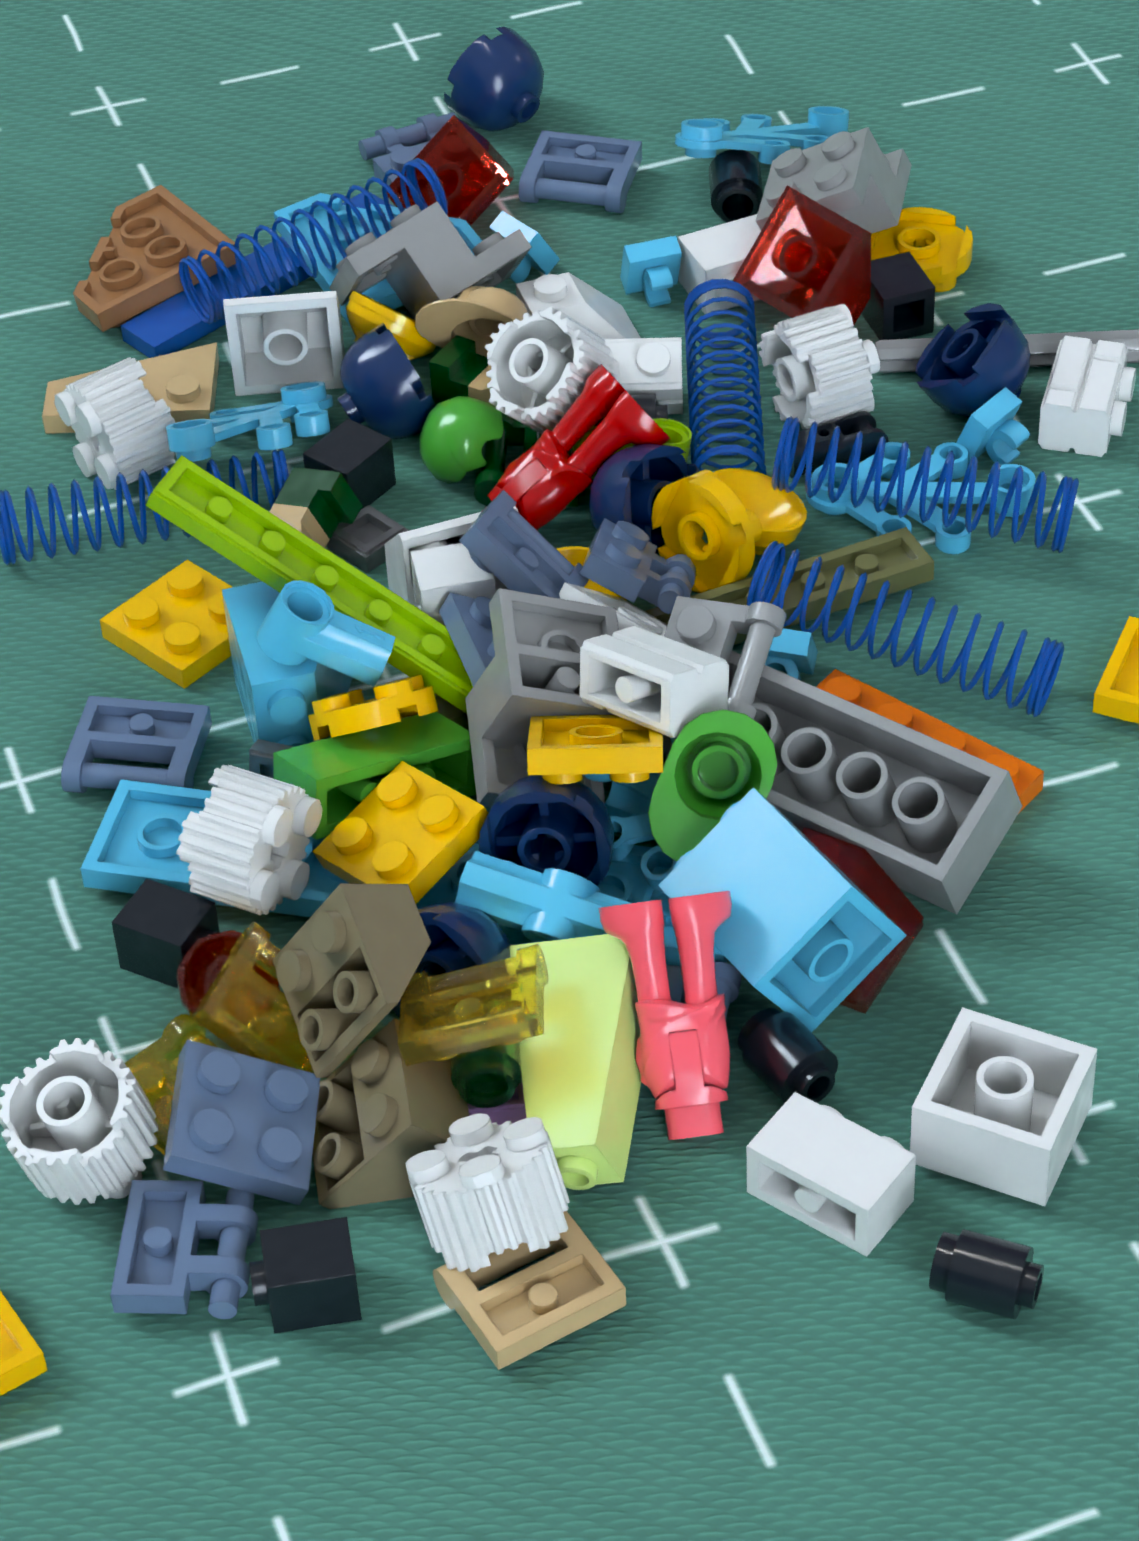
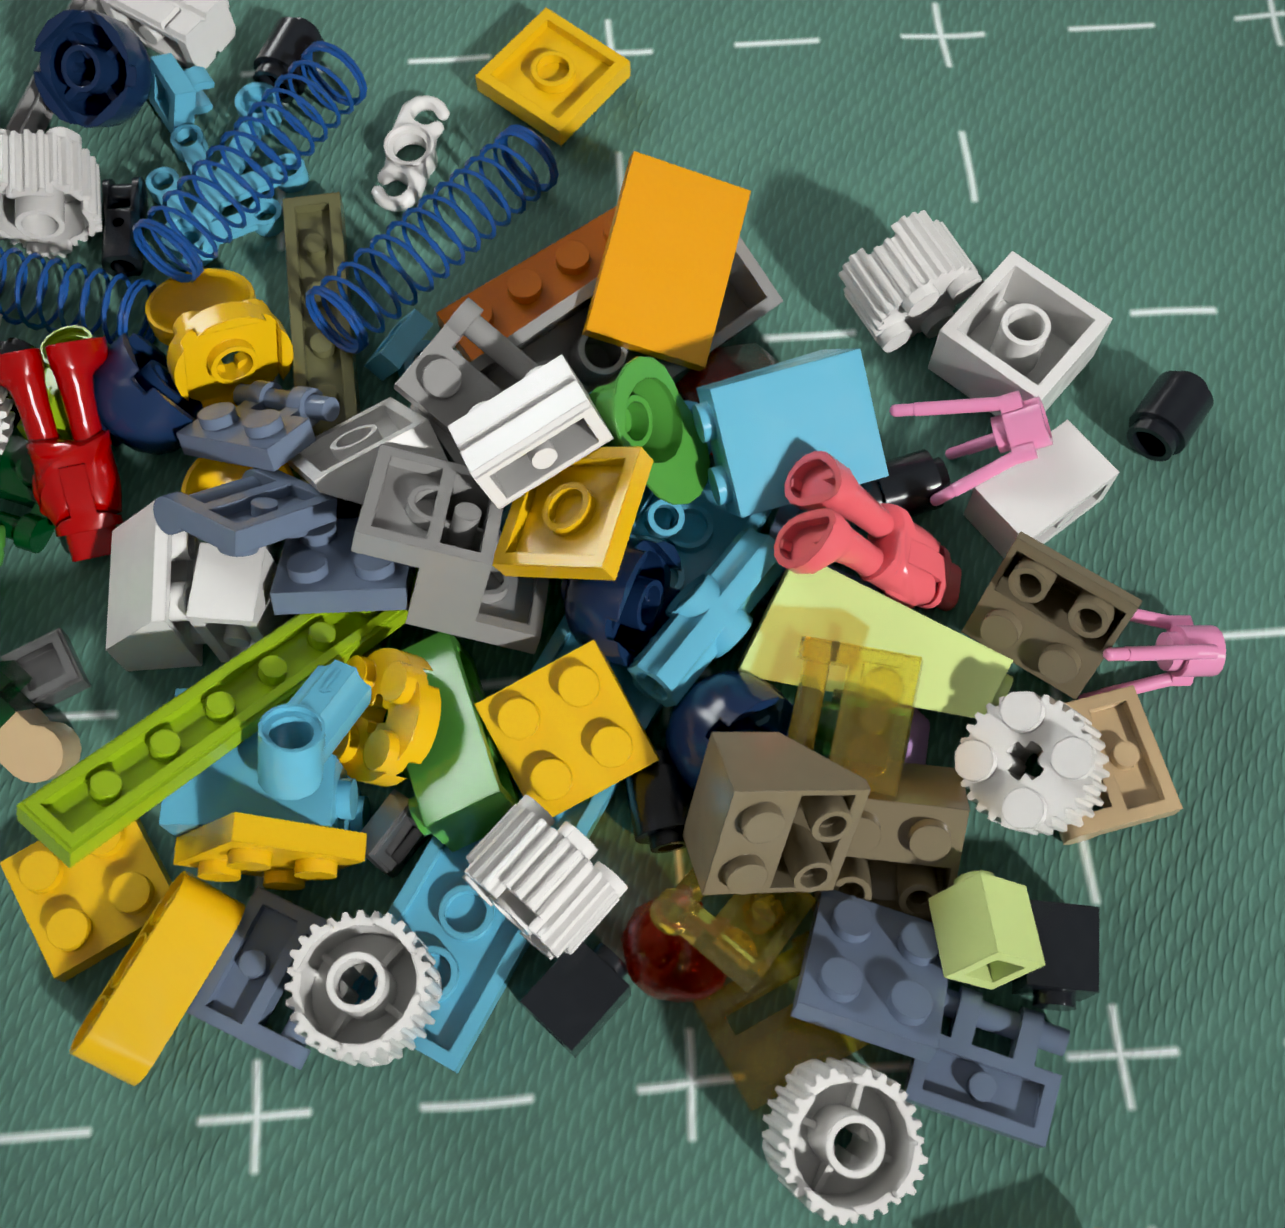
camera: 75 degrees left, 25 degrees up
(83, 663) = (157, 979): none -> yellow beam
(126, 768) = (324, 995): none -> white brick
(231, 699) = (268, 848): none -> yellow plate
(305, 1185) = (985, 930): none -> yellowish green brick
(667, 1178) = (1050, 615): none -> dark tan slope
(686, 1333) = (1181, 651): none -> bright pink plant
(869, 1096) = (1018, 429): none -> bright pink plant
(913, 754) = (667, 262): none -> light orange tile
(1034, 979) = (909, 281): none -> white brick
(1043, 595) = (411, 173): none -> white piece
(1096, 489) = (283, 47): none -> black brick

